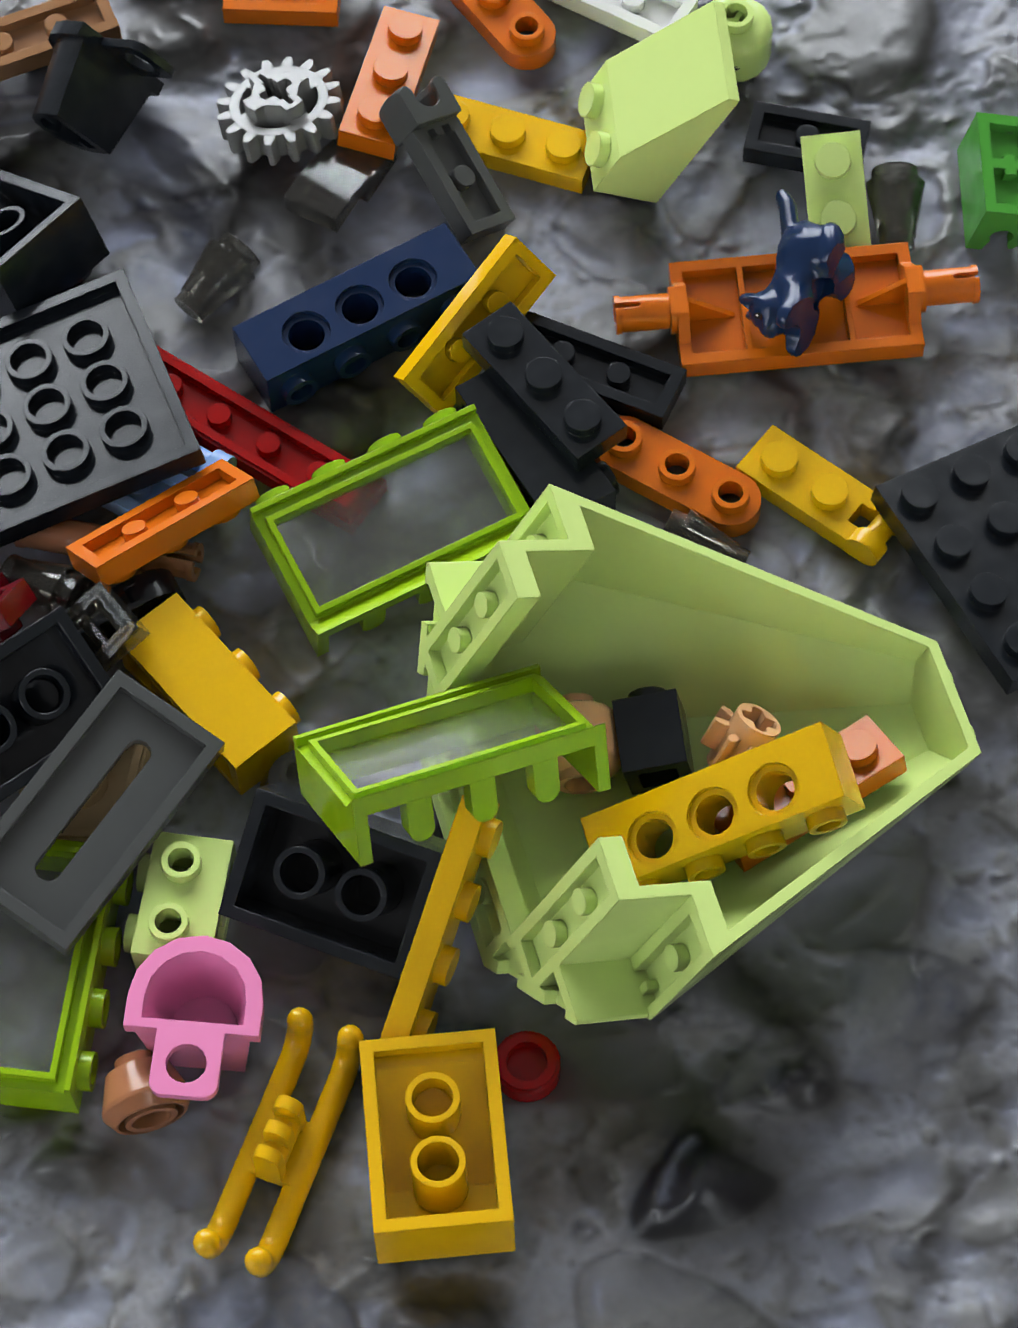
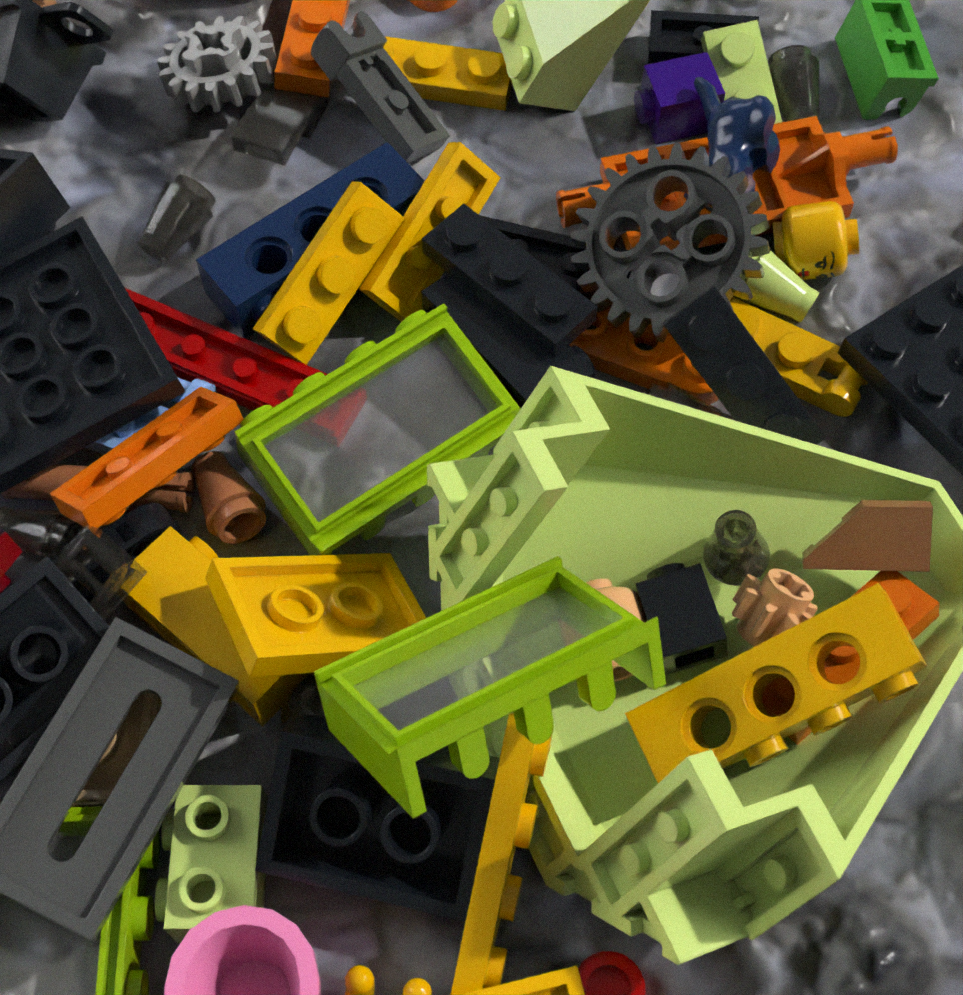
camera: 10 degrees left, 0 degrees up
(235, 576) = (228, 501): none -> nougat cone
(297, 683) = (309, 608): none -> yellow plate
(365, 356) = (329, 273): none -> yellow plate
(717, 679) = (731, 560): none -> clear smoke cone
(737, 412) = (635, 204): none -> dark grey gear
(752, 204) = (670, 100): none -> dark purple brick
(761, 508) = (739, 368): none -> black plate
(821, 420) = (780, 289): none -> yellowish green cone
(856, 687) = (877, 538): none -> medium nougat tile
(874, 379) = (816, 239): none -> yellow head

